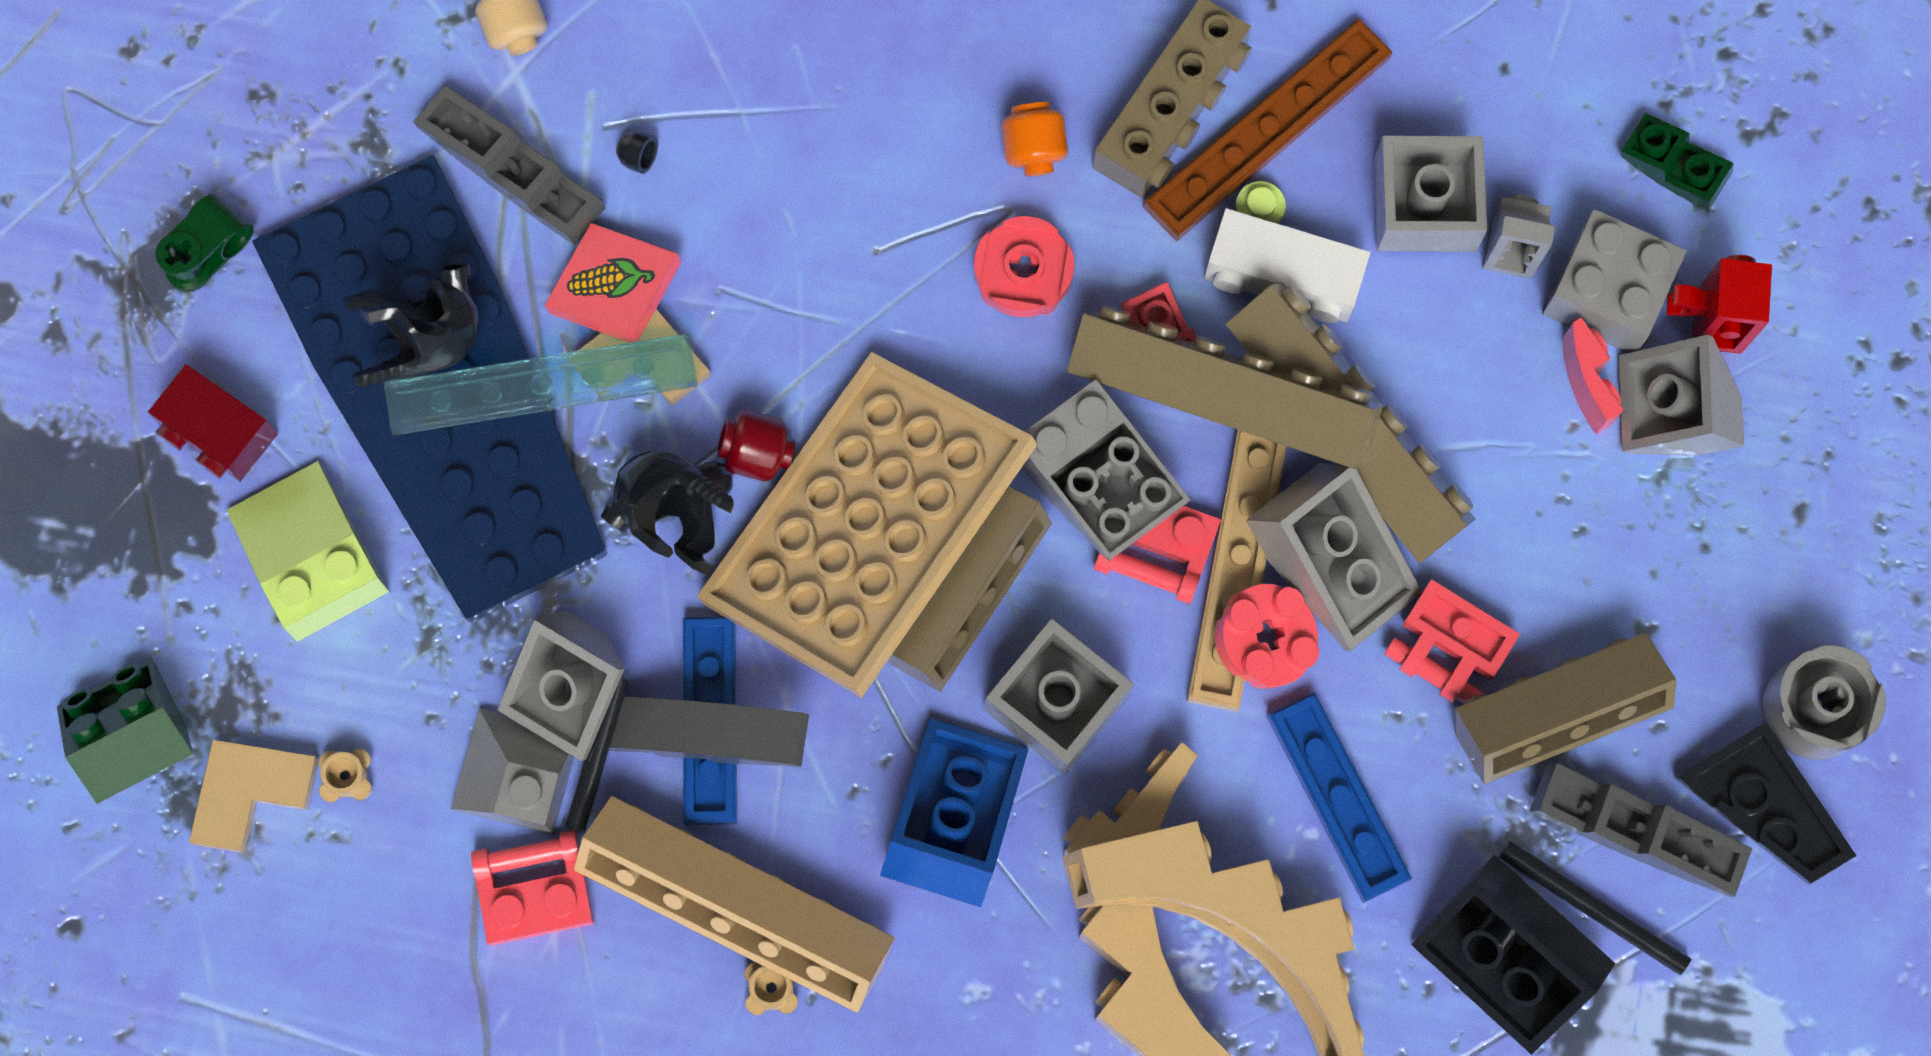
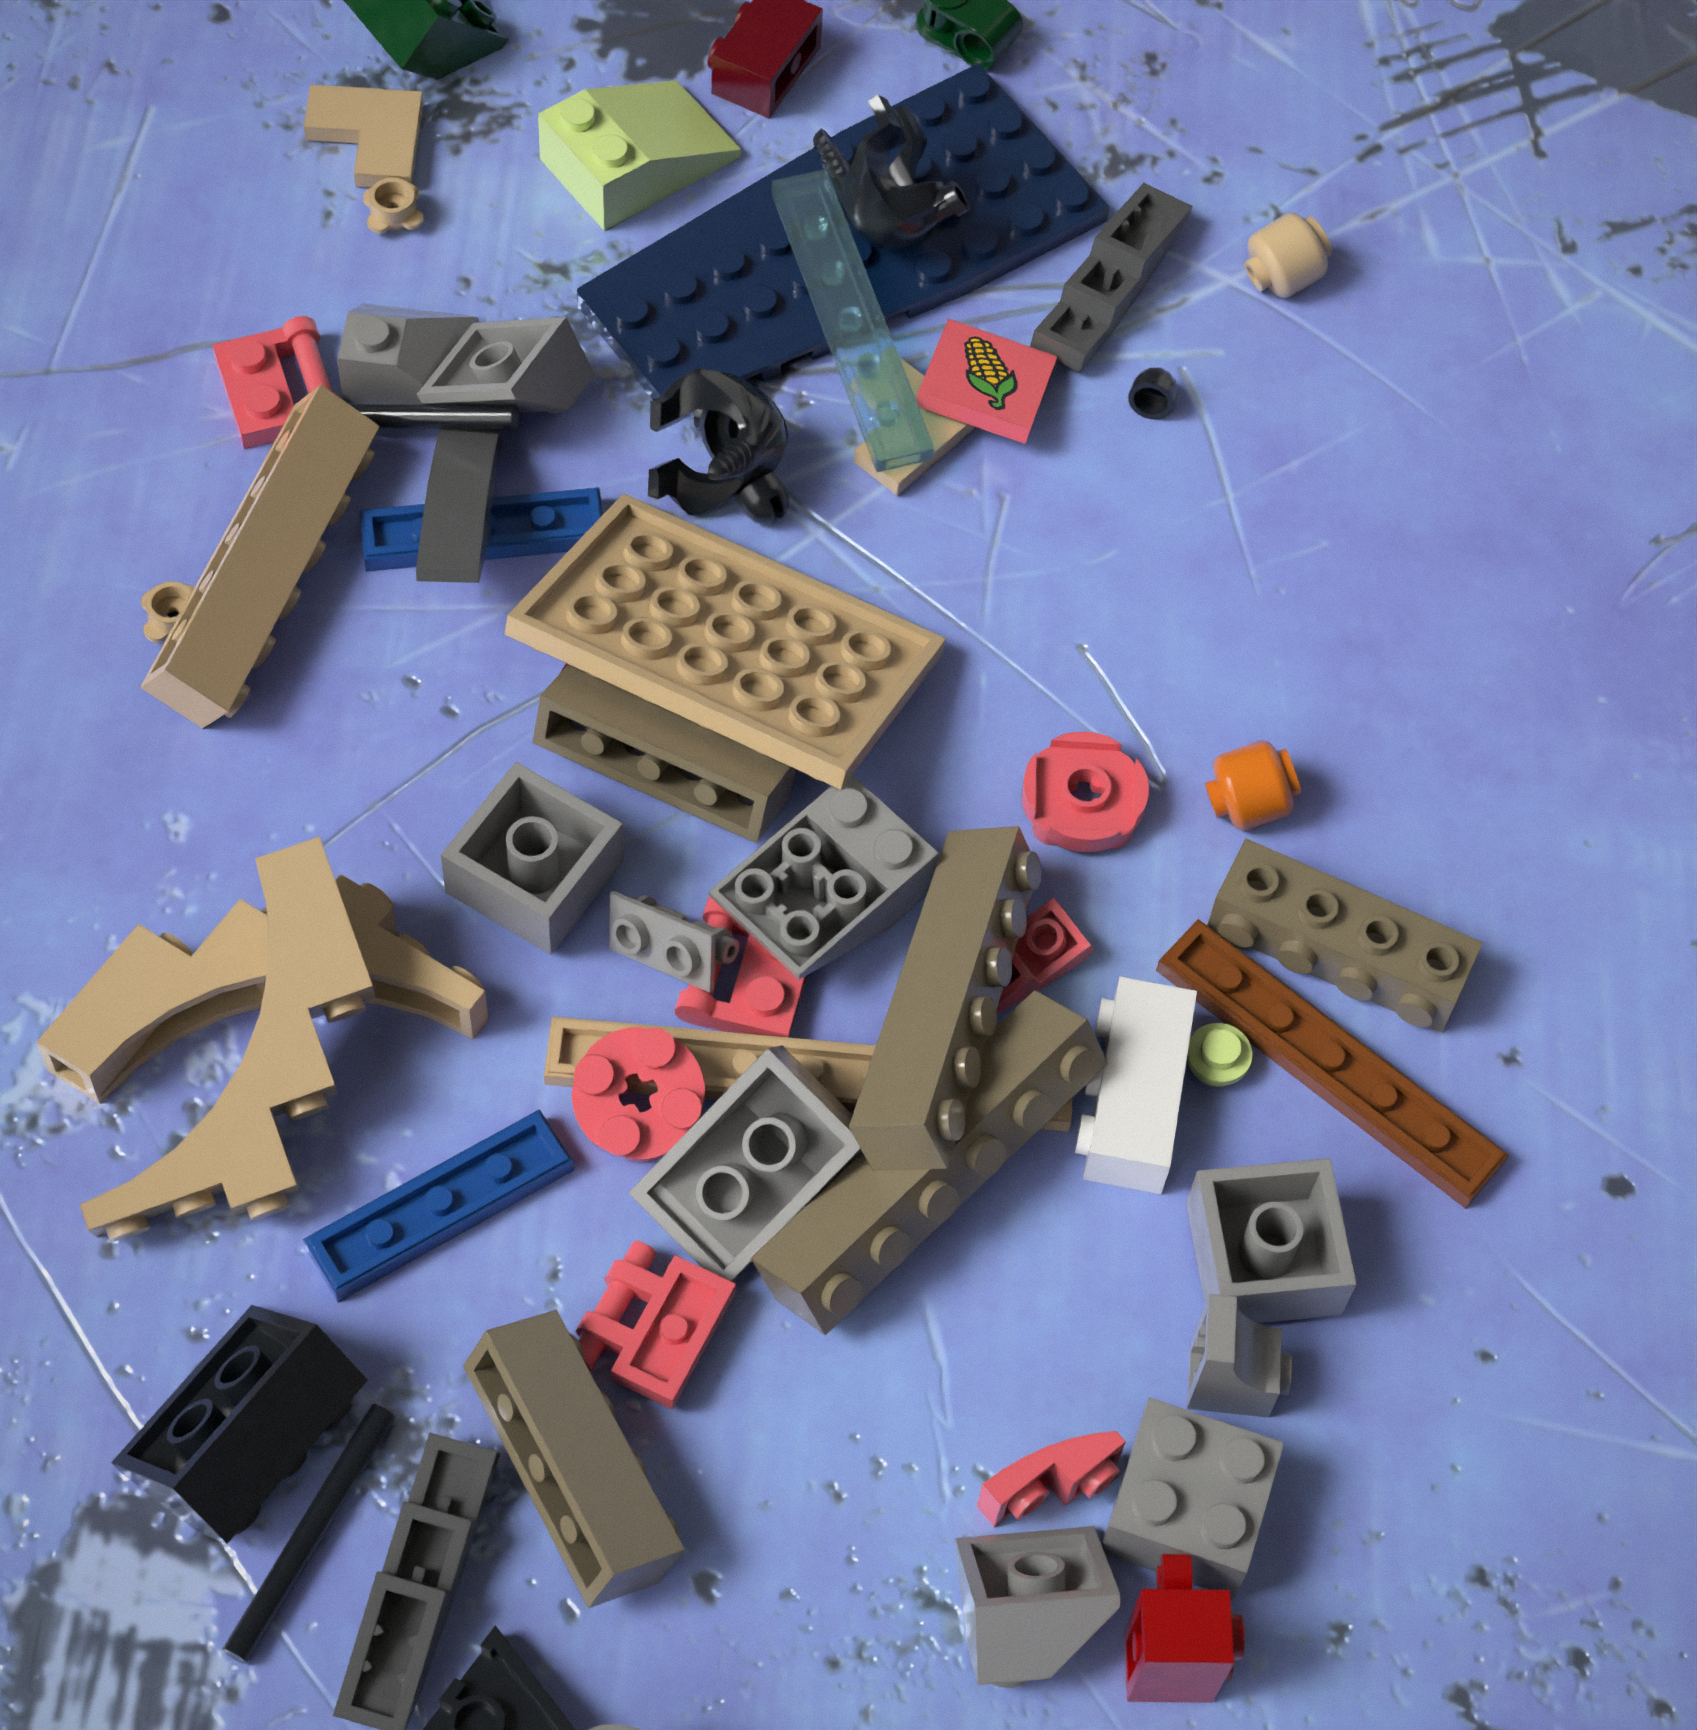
camera: 80 degrees right, 15 degrees down
(755, 445) = (811, 531): dark red head -> none
(954, 812) = (384, 767): blue slope -> none
(1122, 617) = (667, 941): none -> light grey hinge
(1674, 163) = (1394, 1589): dark green slope -> none

